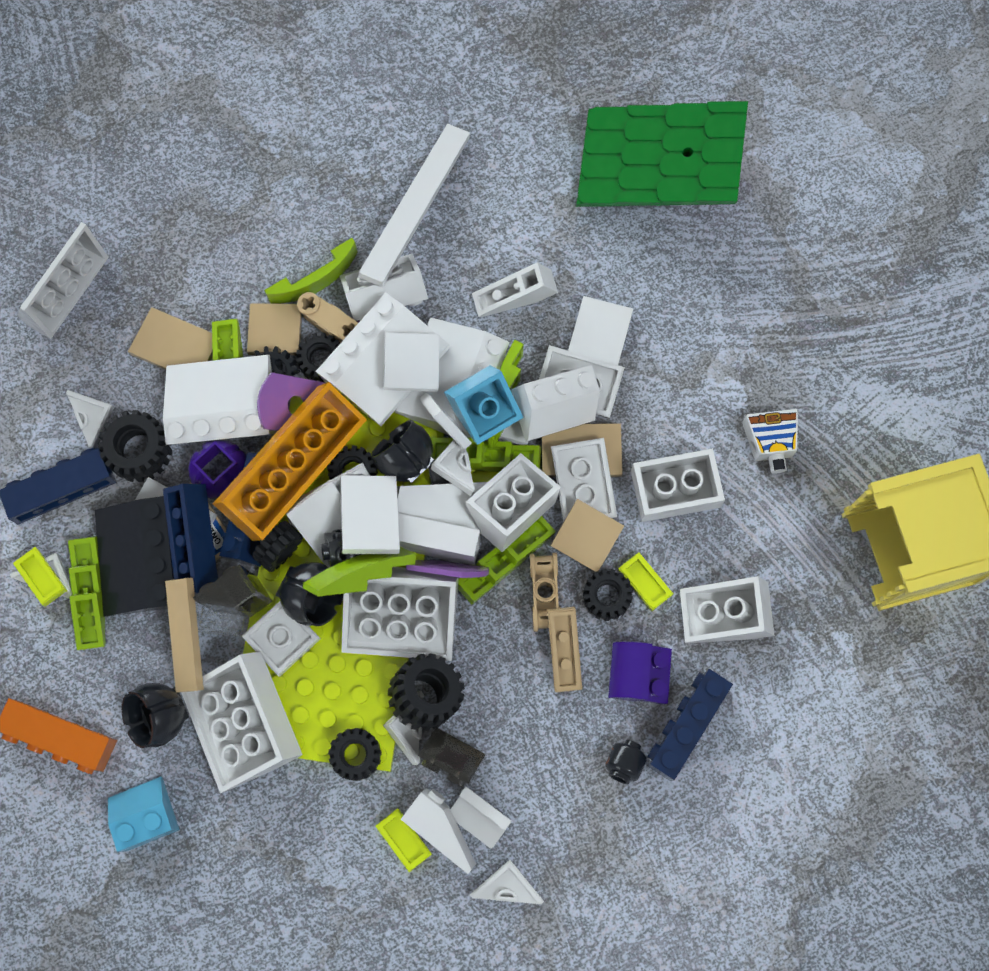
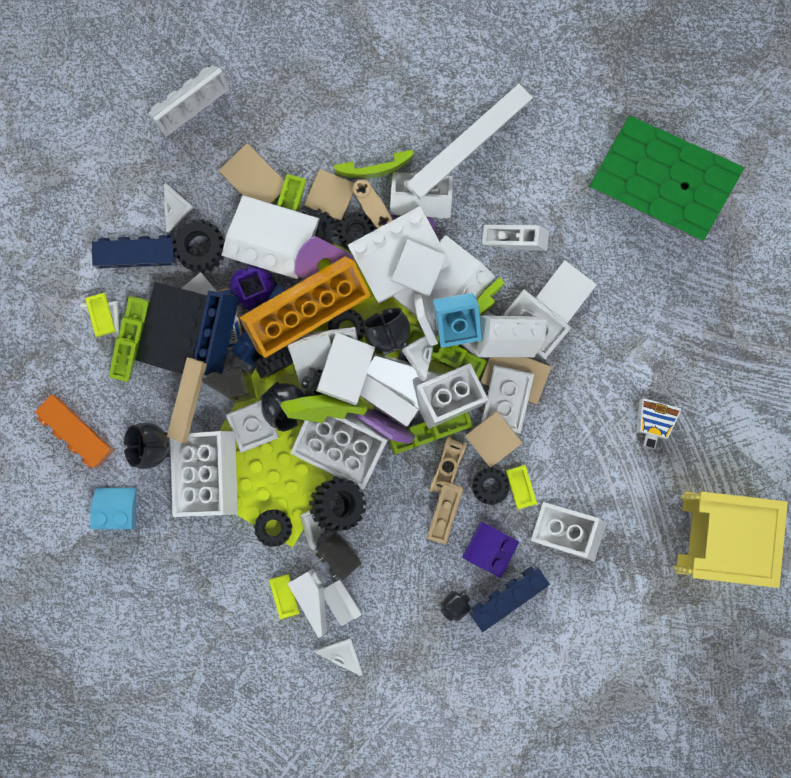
camera: 20 degrees right, 10 degrees up
(677, 485) = (572, 429): white brick -> none

